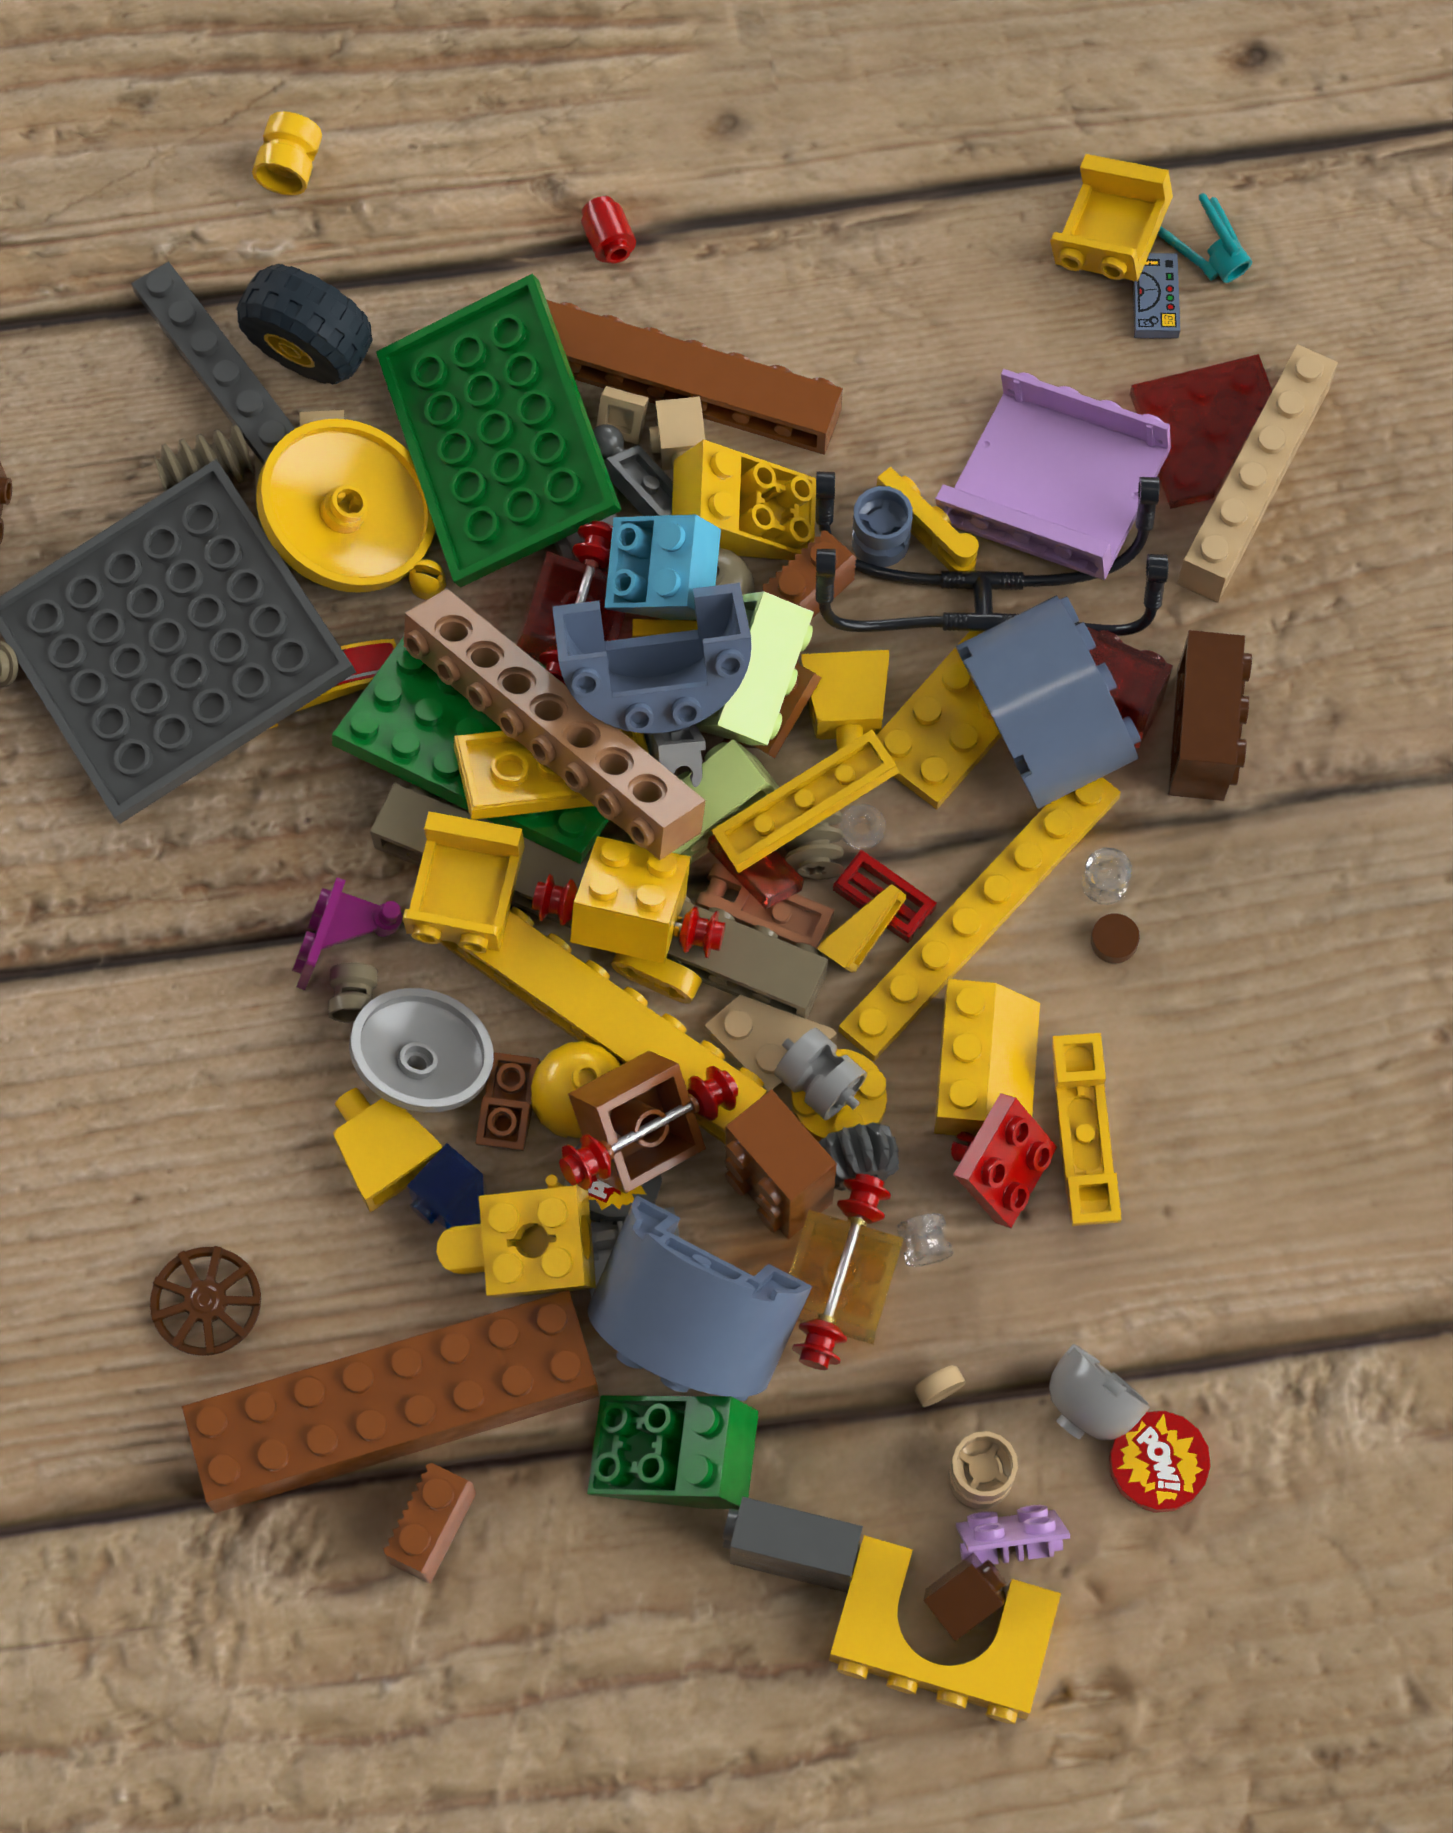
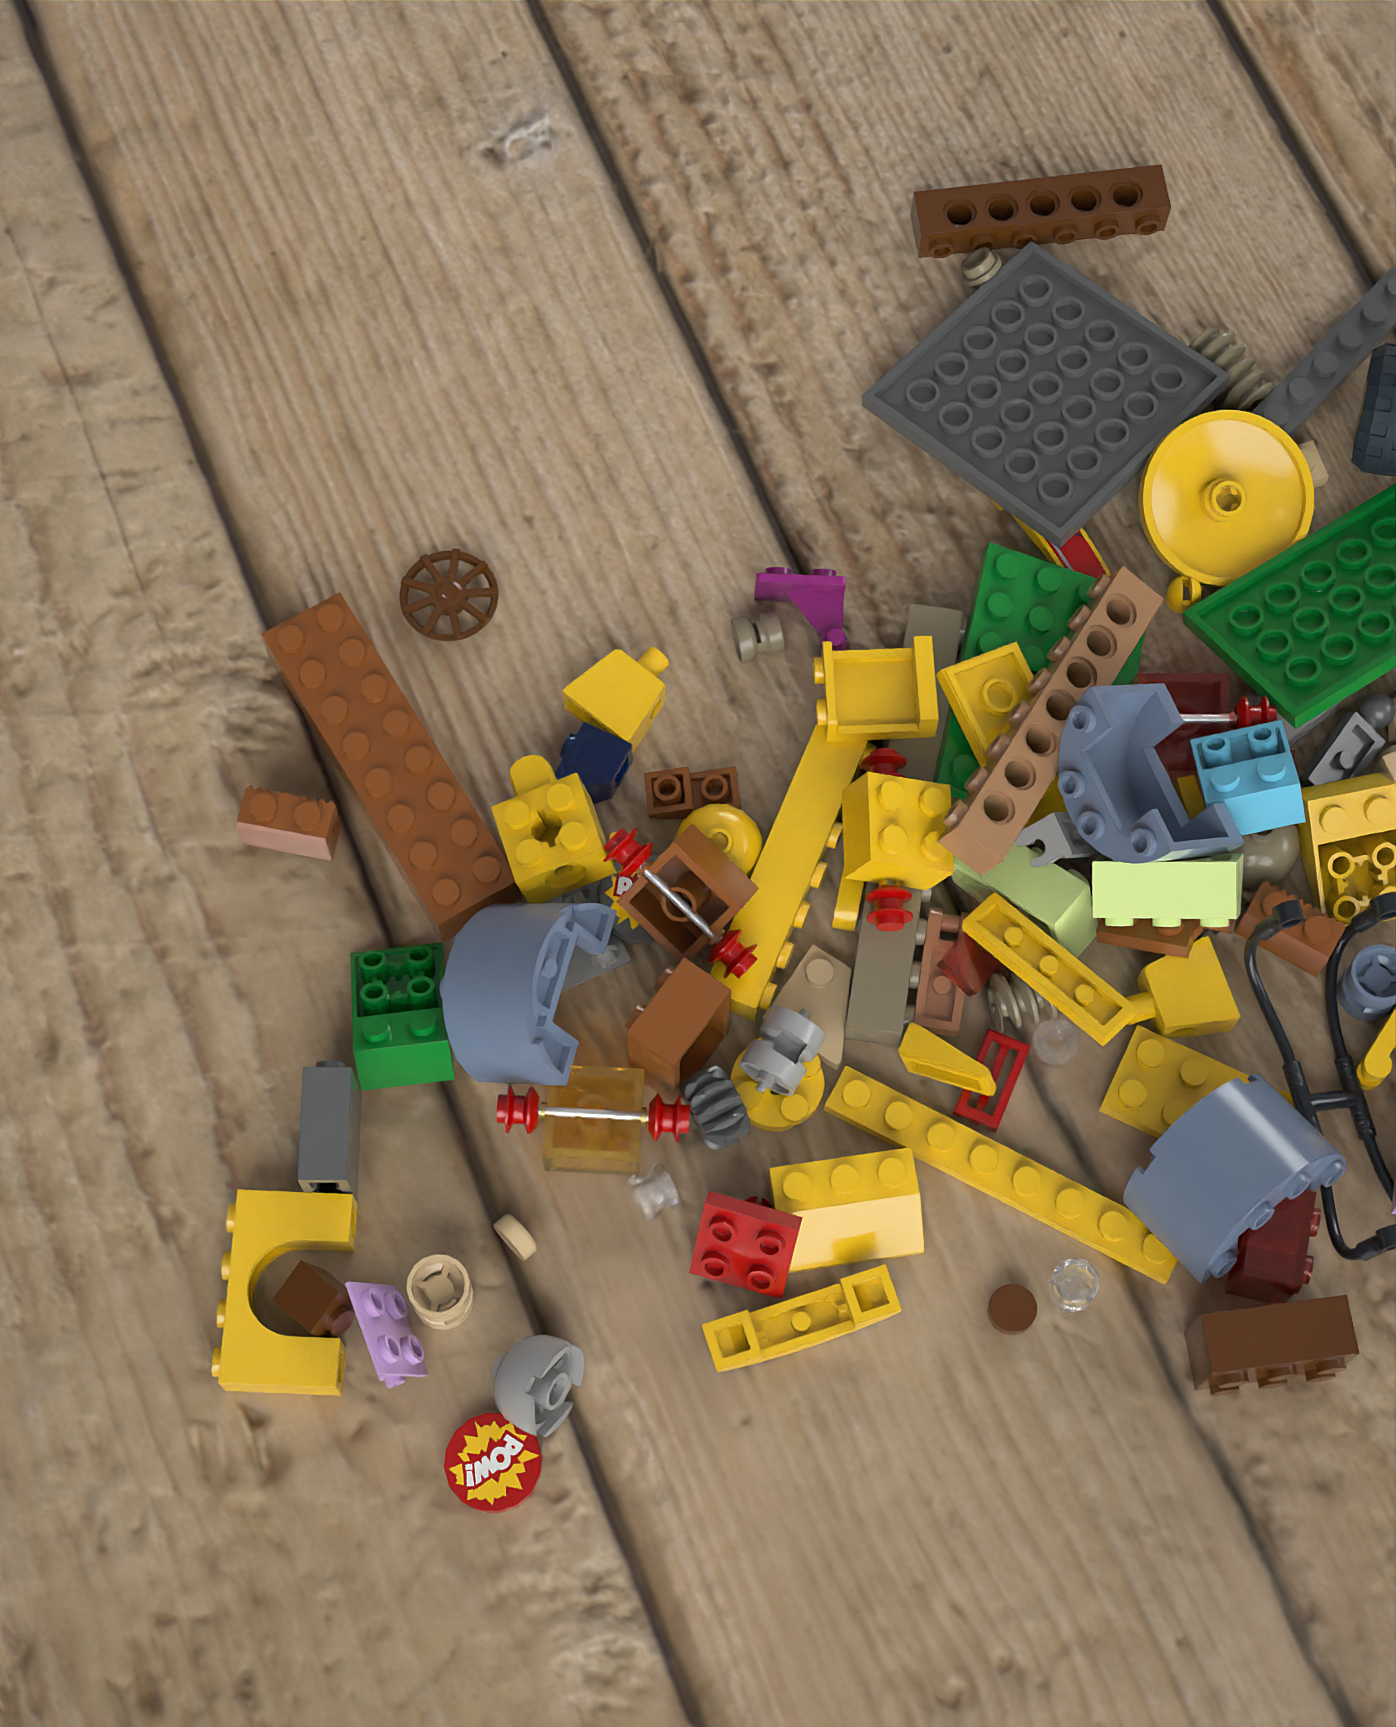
camera: 75 degrees right, 0 degrees up
(422, 1032) = (738, 698): light grey dish -> none

